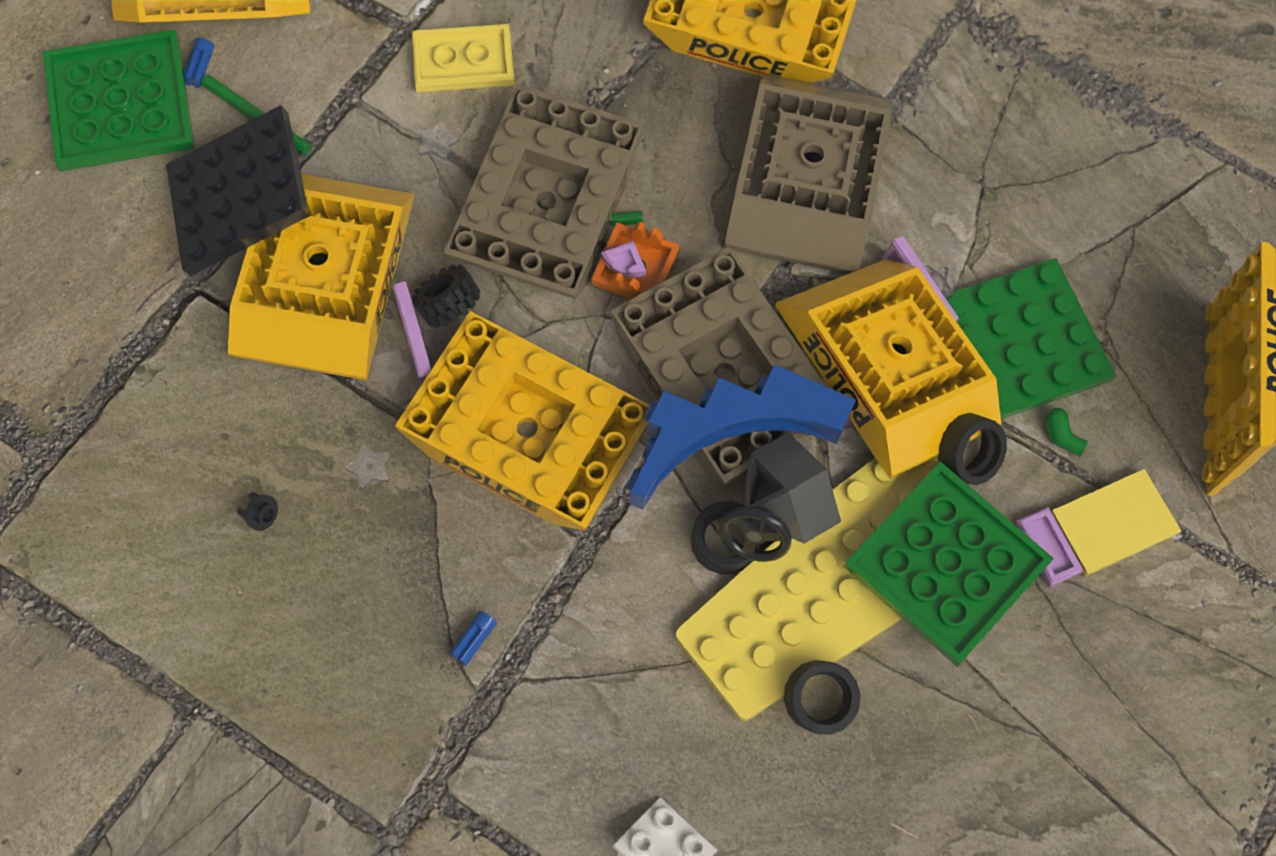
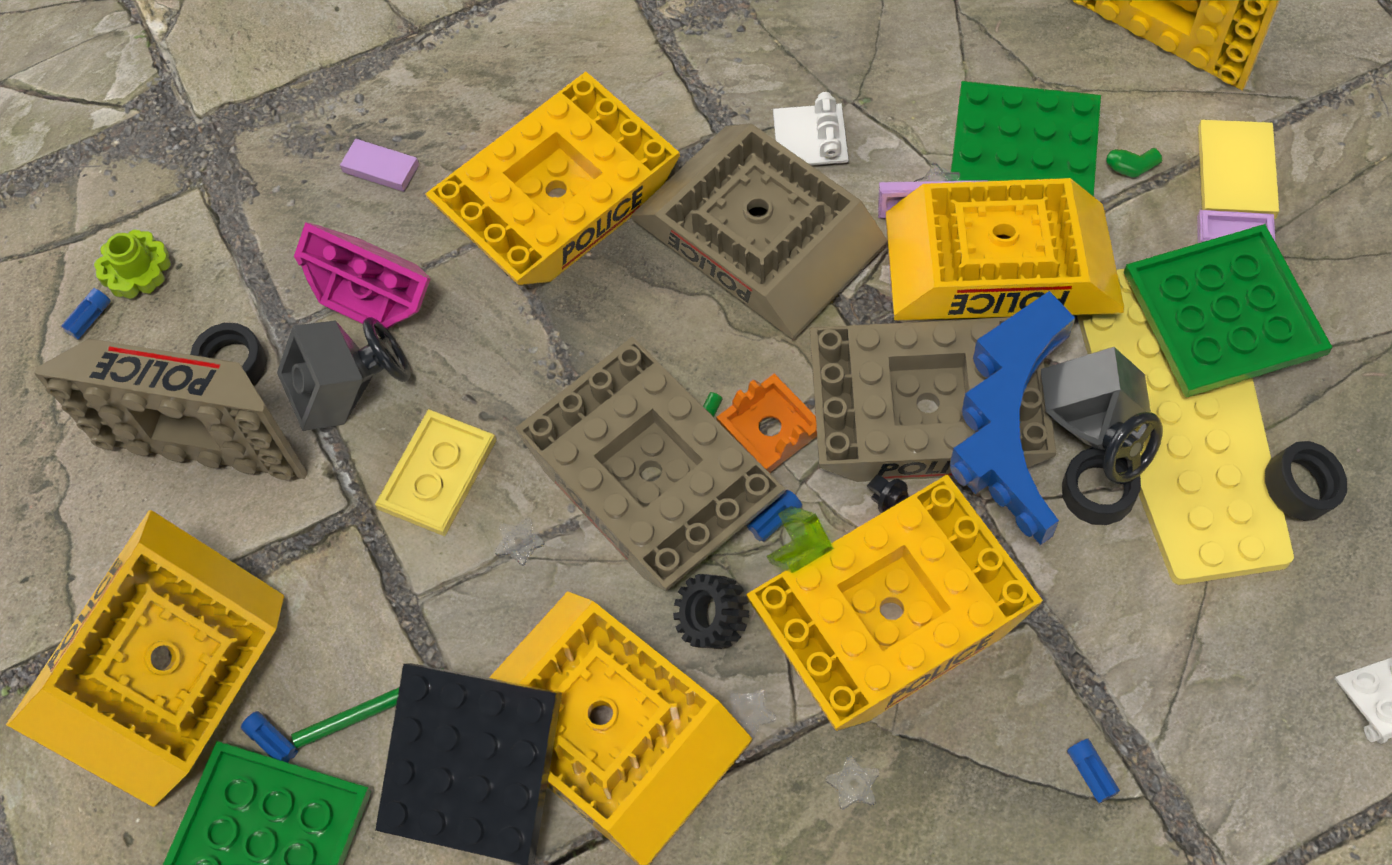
camera: 50 degrees left, 5 degrees down
(412, 331) = (732, 667): lavender tile -> none
(543, 332) = (807, 542): none -> clear neon green panel
(559, 307) = (769, 521): none -> blue piece
(624, 260) = (766, 428): lavender tile -> none
(624, 378) = (887, 493): none -> black plate
(927, 168) = (813, 131): none -> white hinge
(990, 454) = (1122, 233): black tyre -> none

